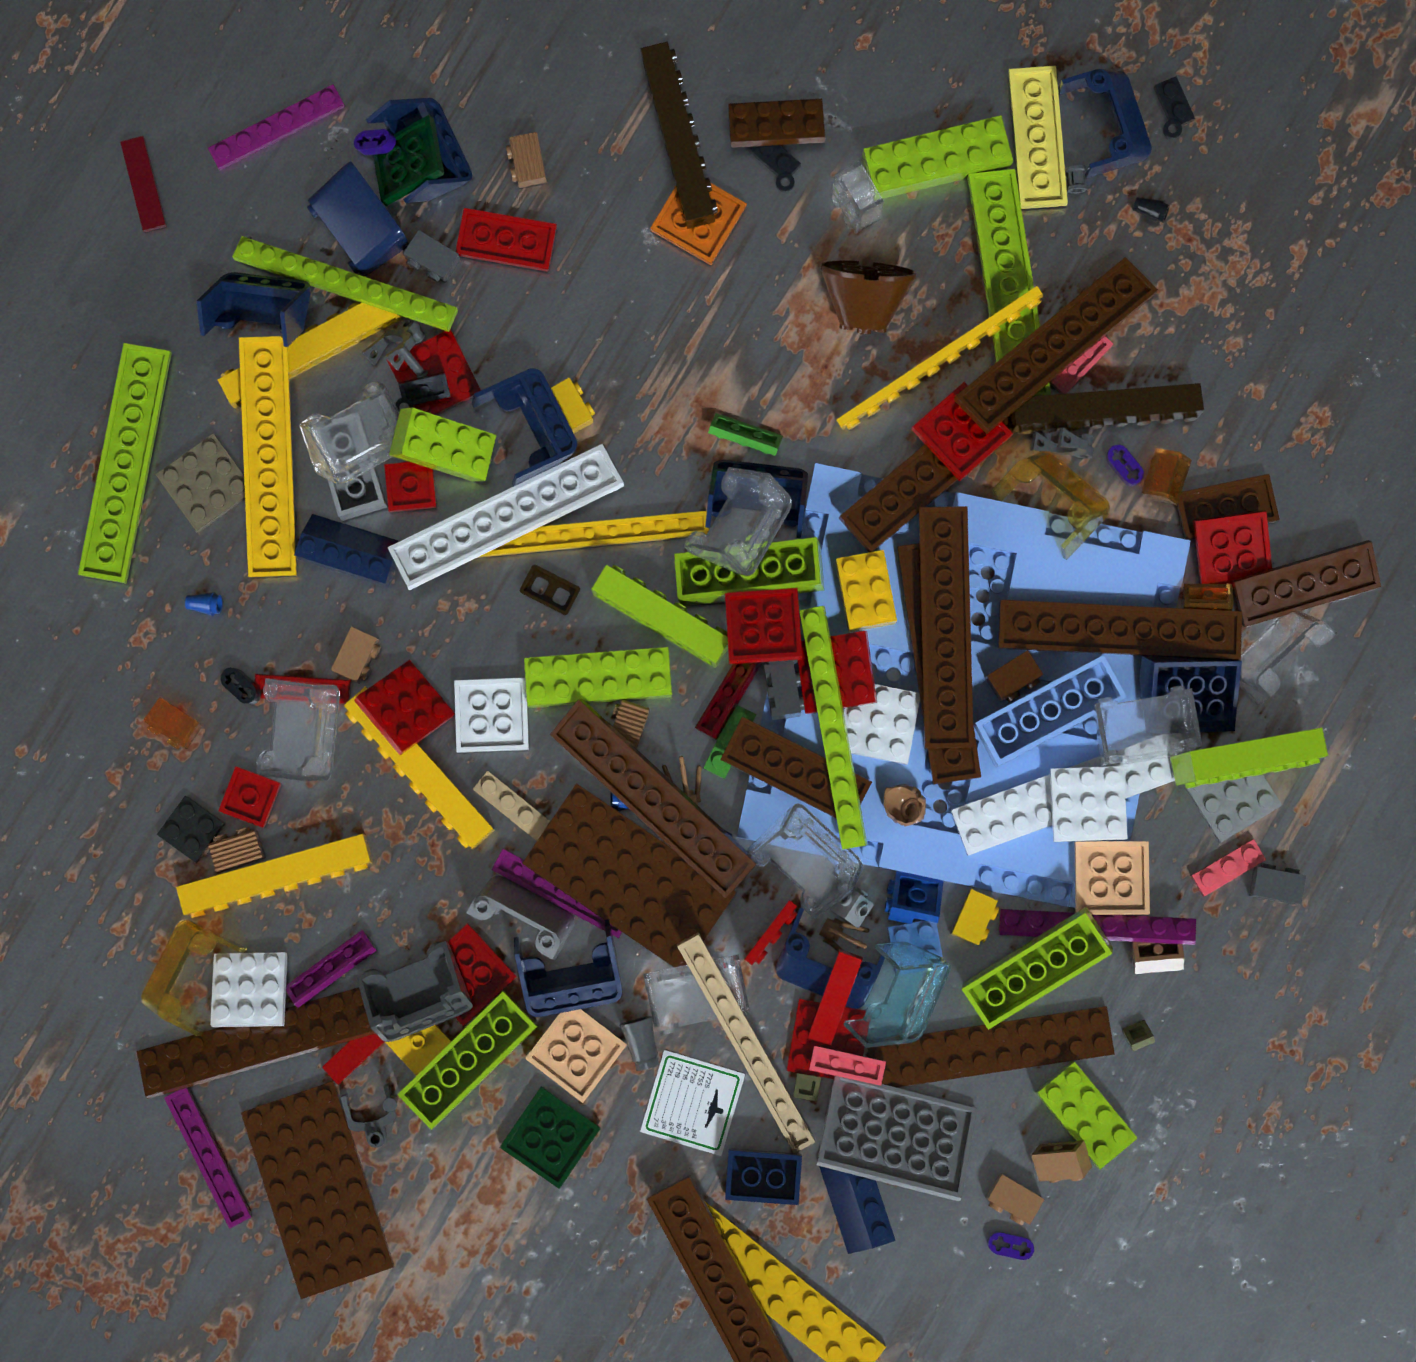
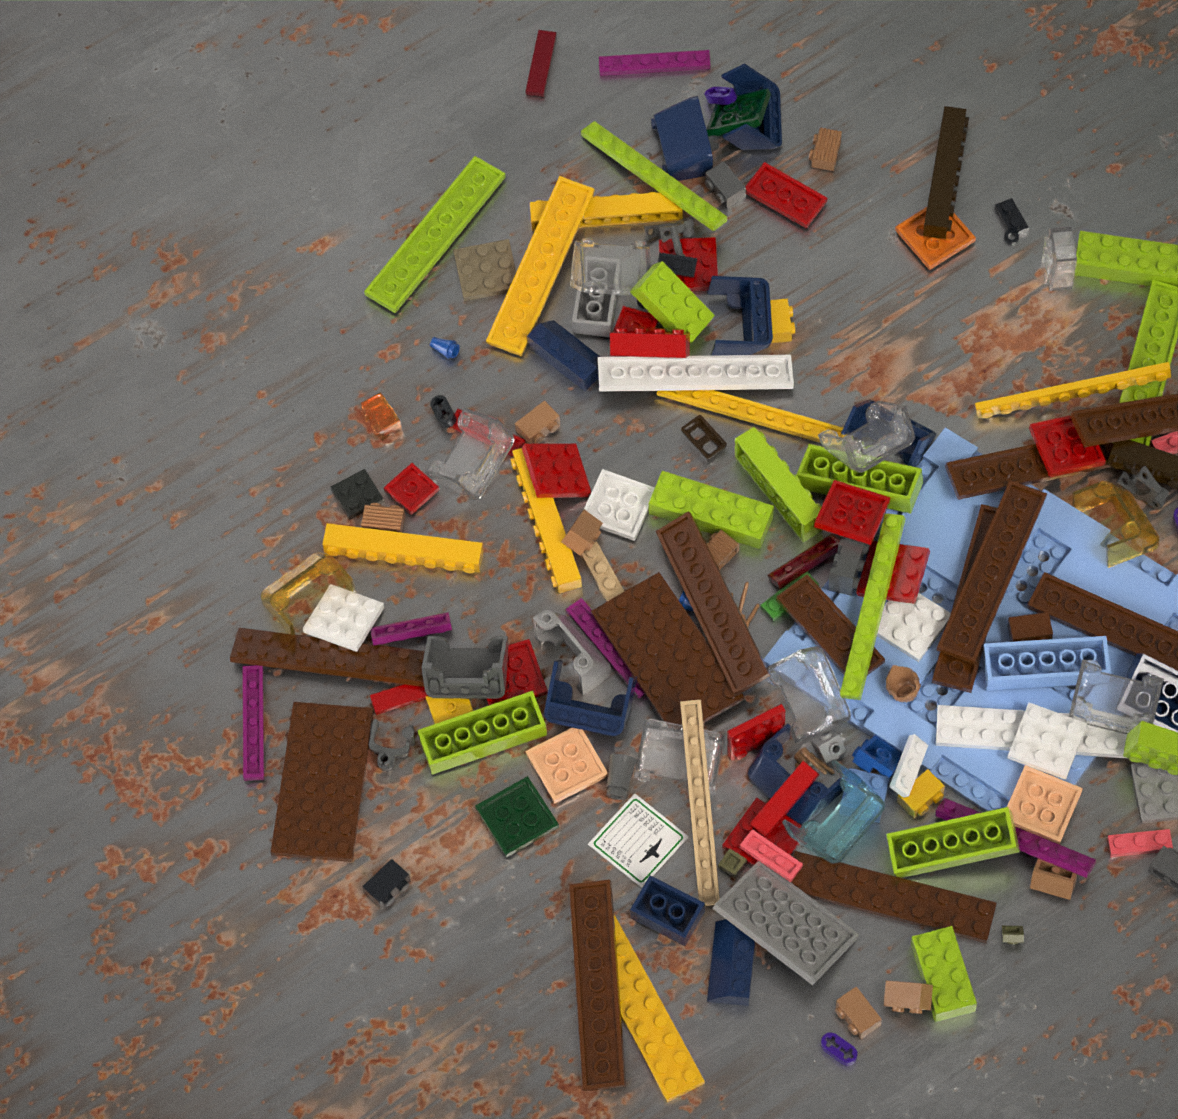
camera: 25 degrees right, 20 degrees down
(255, 299) = (580, 163): dark blue windscreen -> none
(439, 504) = (650, 343): none -> red brick
(445, 1280) = (386, 884): none -> black brick
(469, 772) = (582, 533): none -> medium nougat brick
(745, 434) = (901, 390): bright green plate -> none
(776, 123) = (1023, 193): reddish brown plate -> none
(866, 294) = (1037, 326): reddish brown cone -> none
(866, 591) = (943, 524): yellow brick -> none
(951, 898) = (908, 766): none -> white plate

